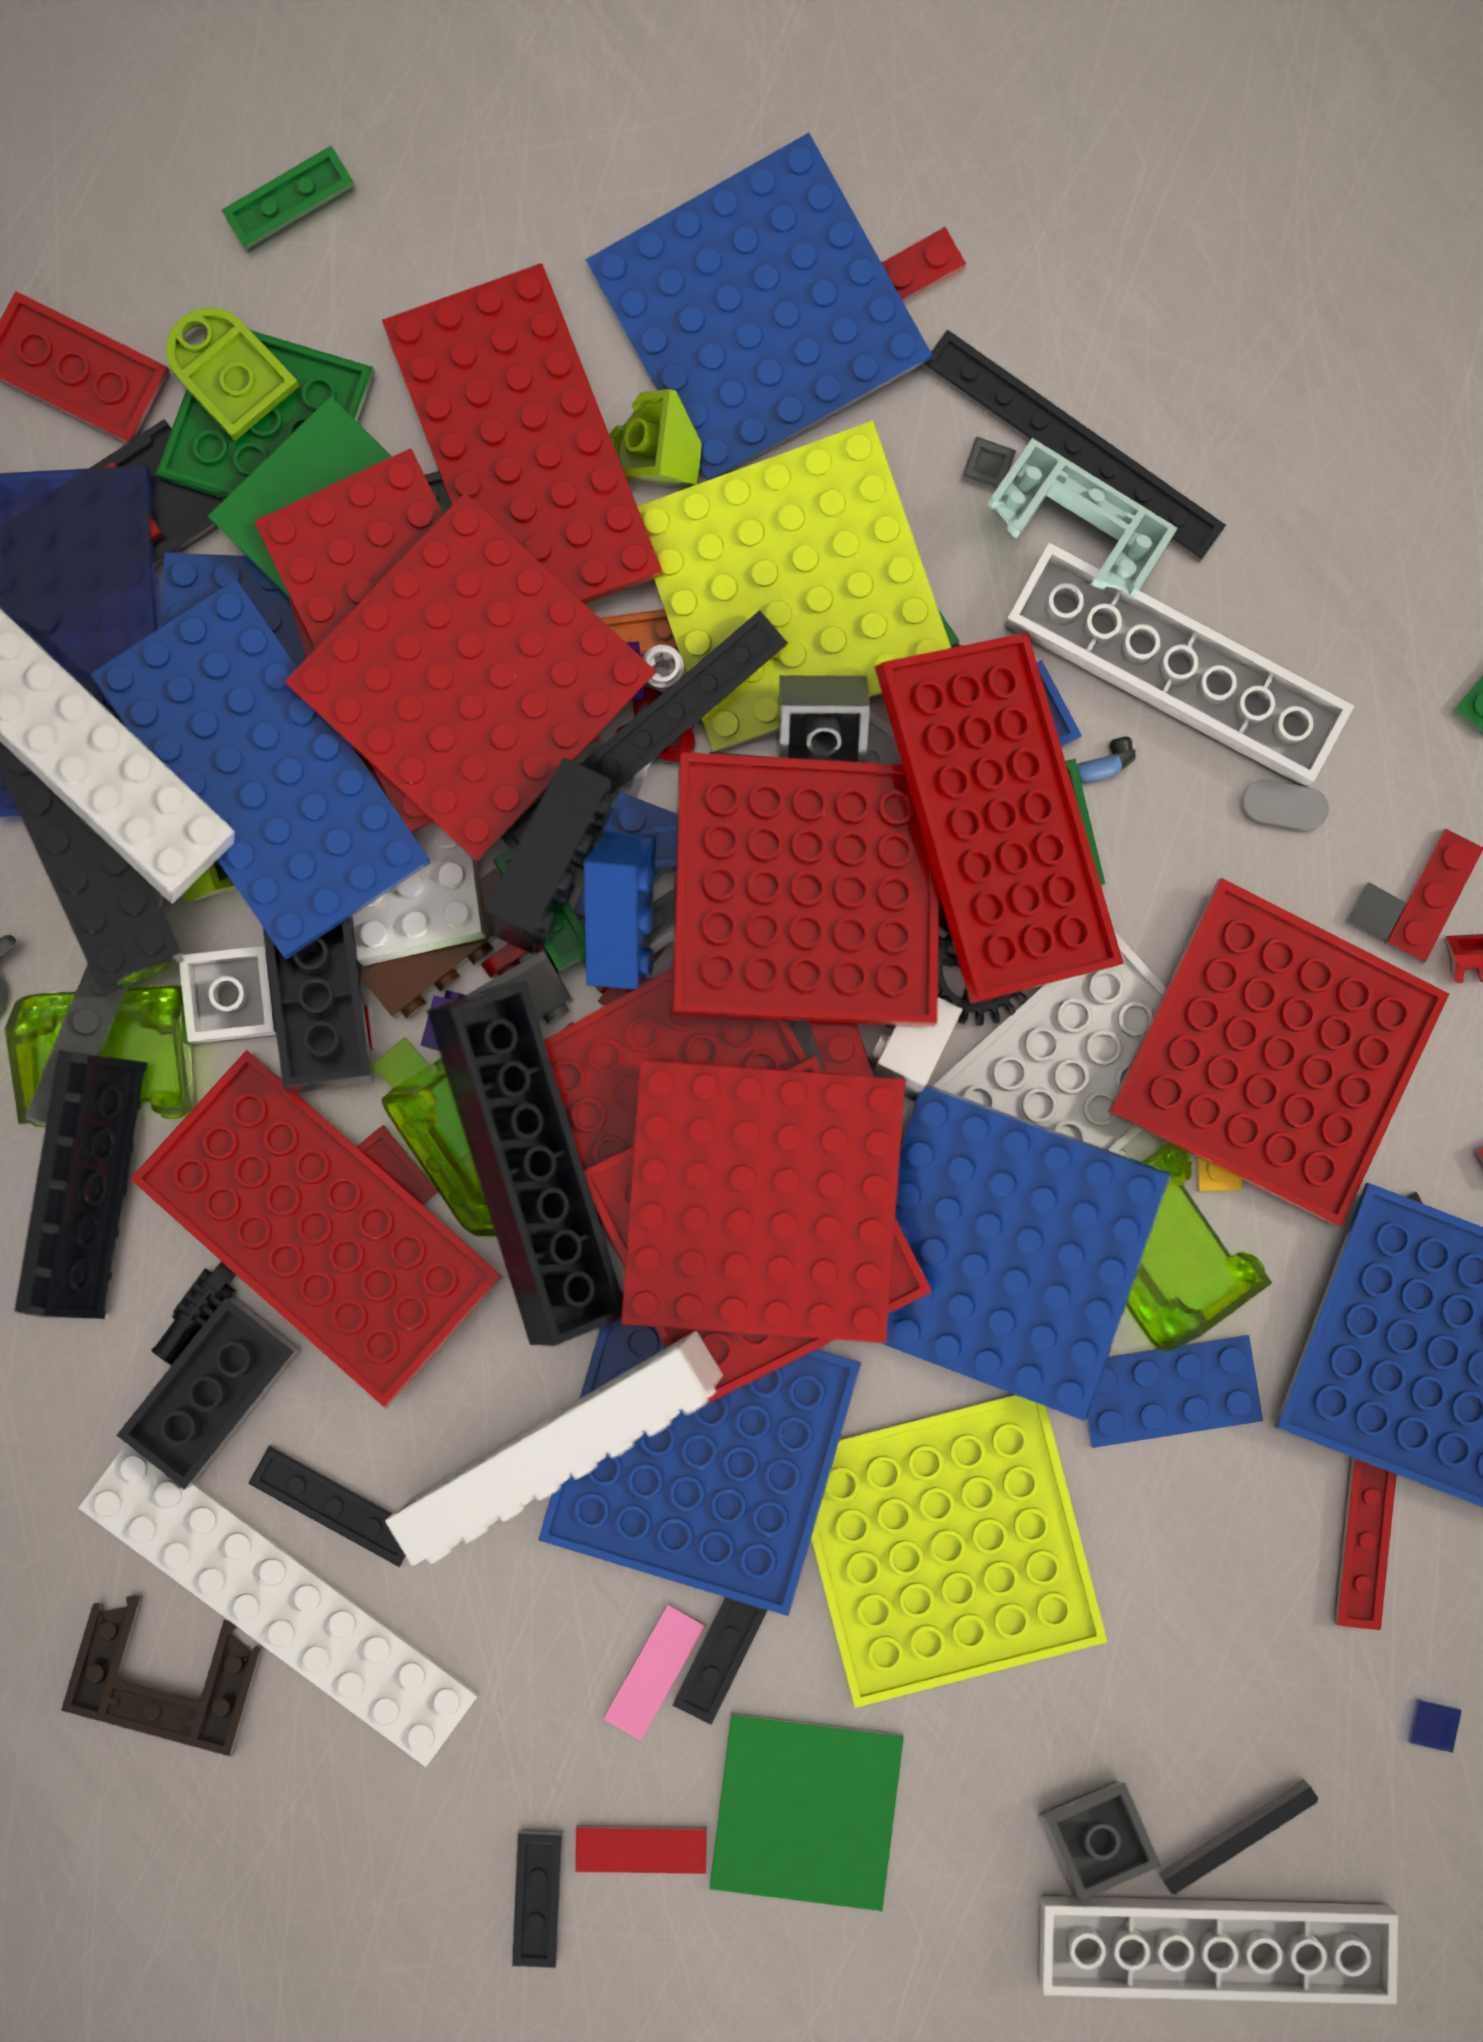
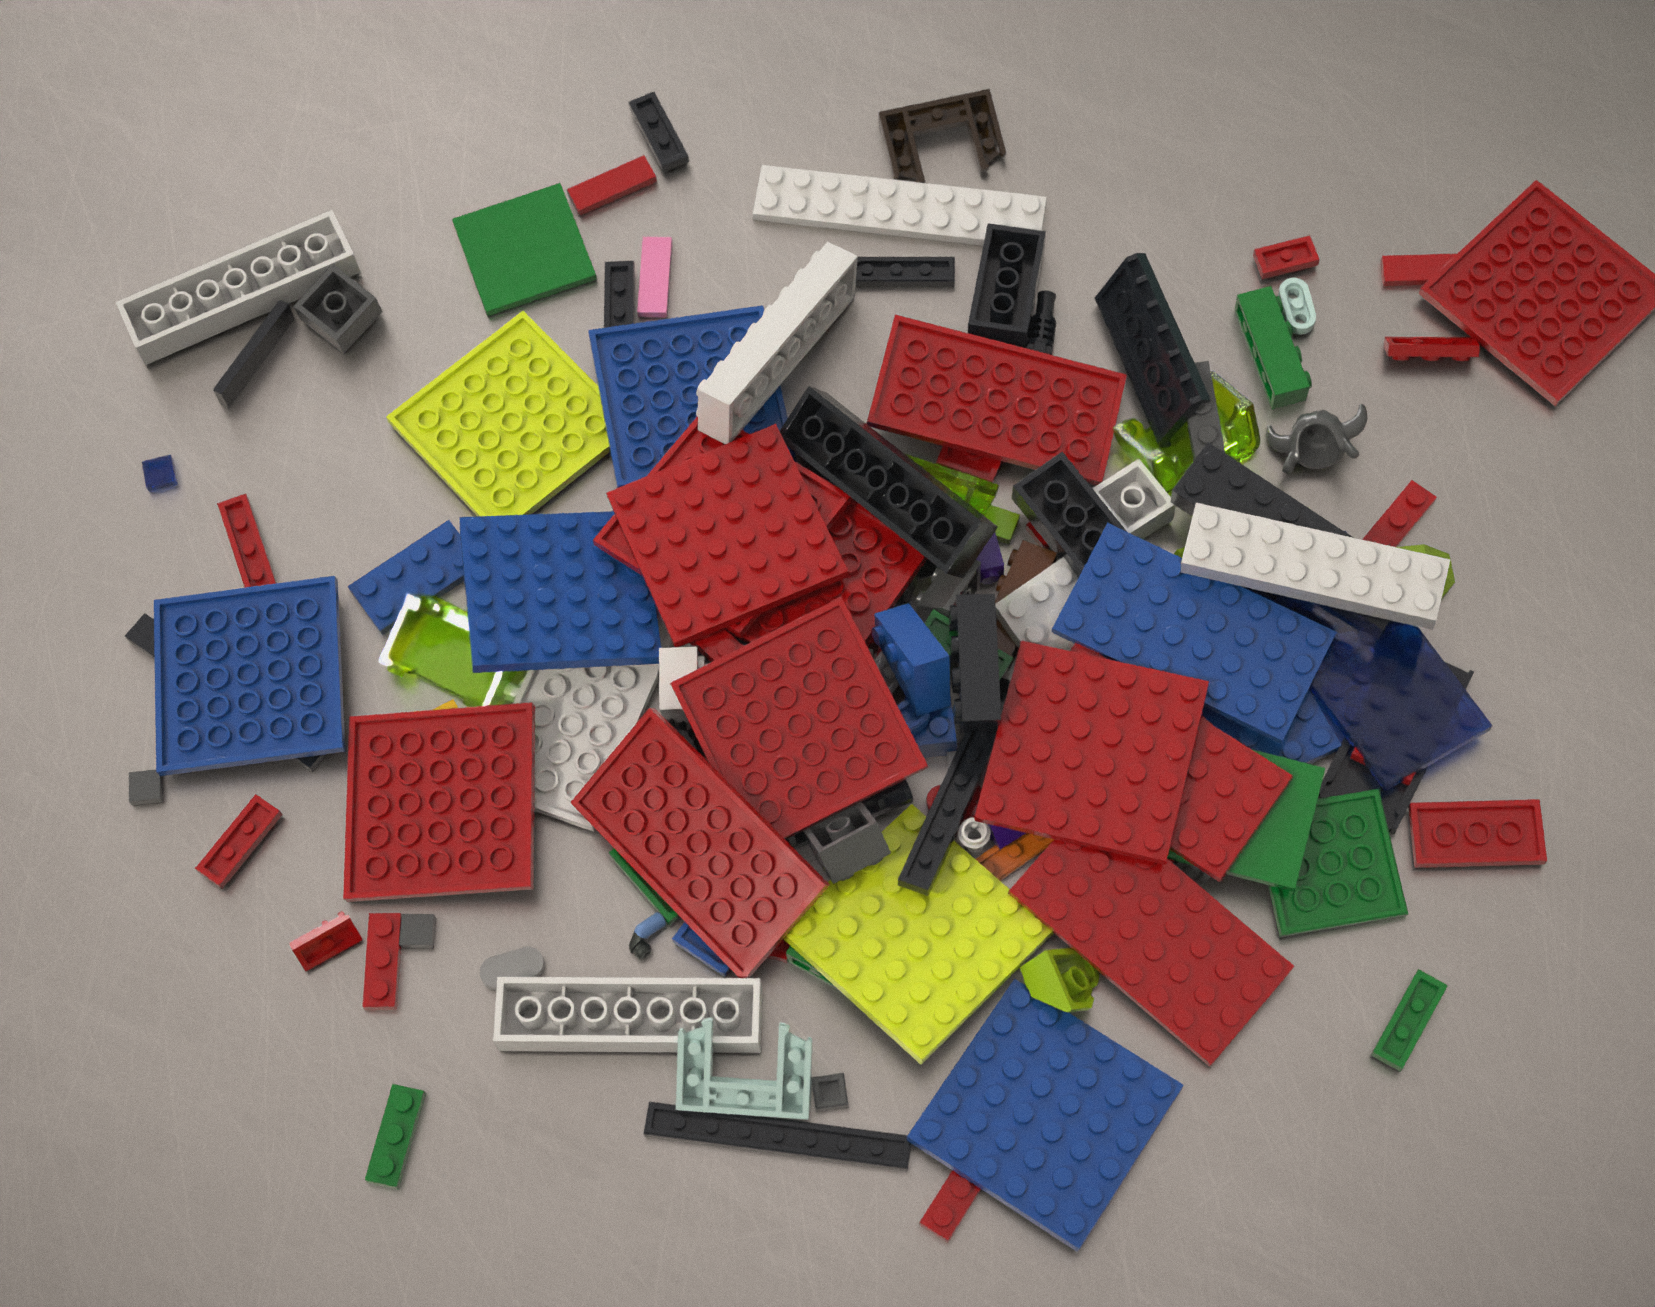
camera: 155 degrees right, 20 degrees down
(228, 371) = (1374, 879): lime tile -> none

